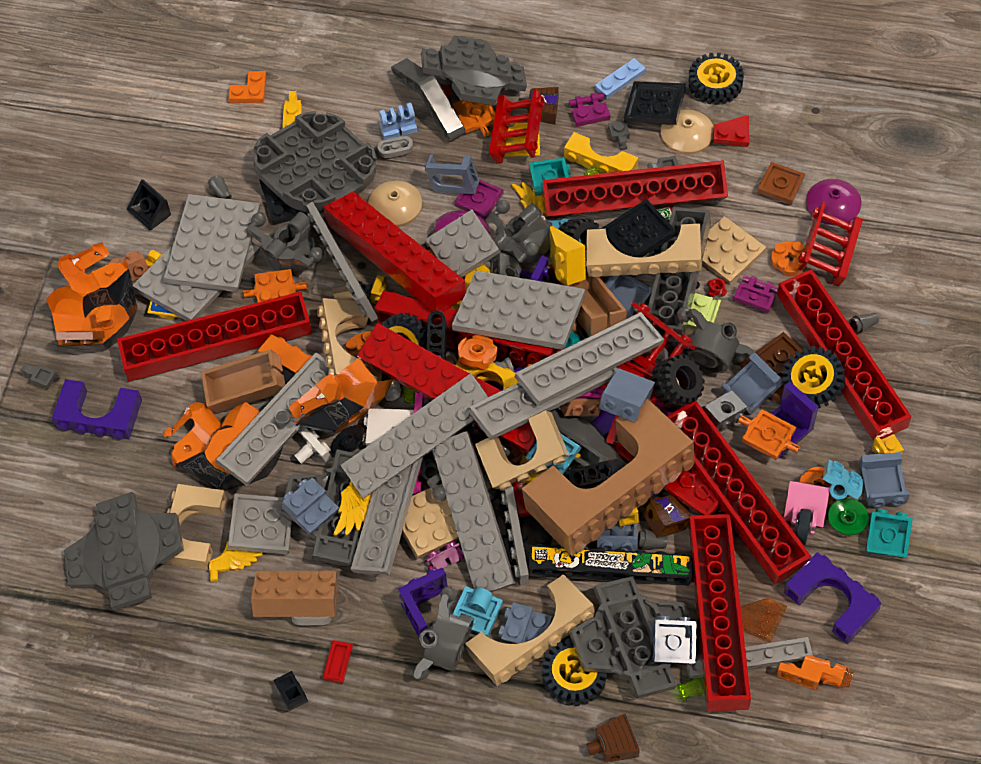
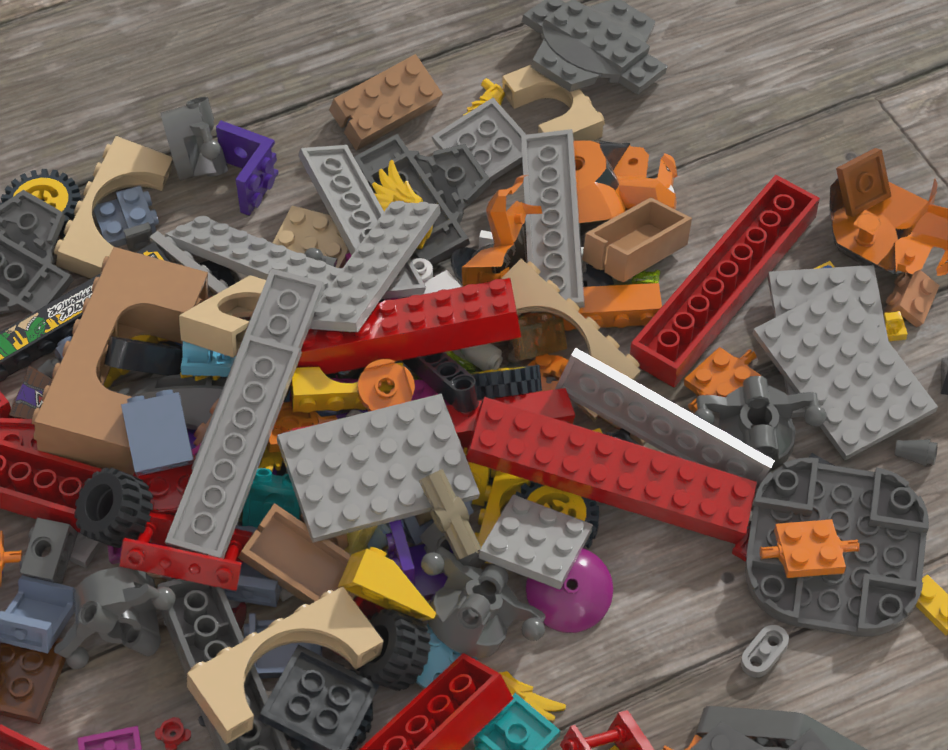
camera: 140 degrees right, 5 degrees down
(39, 376) = (863, 140): dark grey plate -> none
(116, 423) = (786, 123): dark purple arch -> none
(290, 691) = (309, 34): black brick -> none
(309, 506) = (439, 162): sand blue plate -> none
(332, 160) = (809, 548): none -> orange plate
(337, 662) = (296, 91): red tile -> none
(399, 209) = (688, 593): tan dish -> none
(405, 121) = (795, 679): light blue legs -> none
(438, 560) = (270, 224): magenta hinge -> none
(466, 170) = (619, 639): sand blue panel -> none
(481, 606) = (188, 200): medium azure plate -> none
(482, 201) = (592, 658): magenta tile -> none
(503, 261) = (449, 514): none -> dark tan piece
(529, 601) = (138, 236): none -> dark grey tile
(705, 305) = (168, 688): yellowish green plate -> none

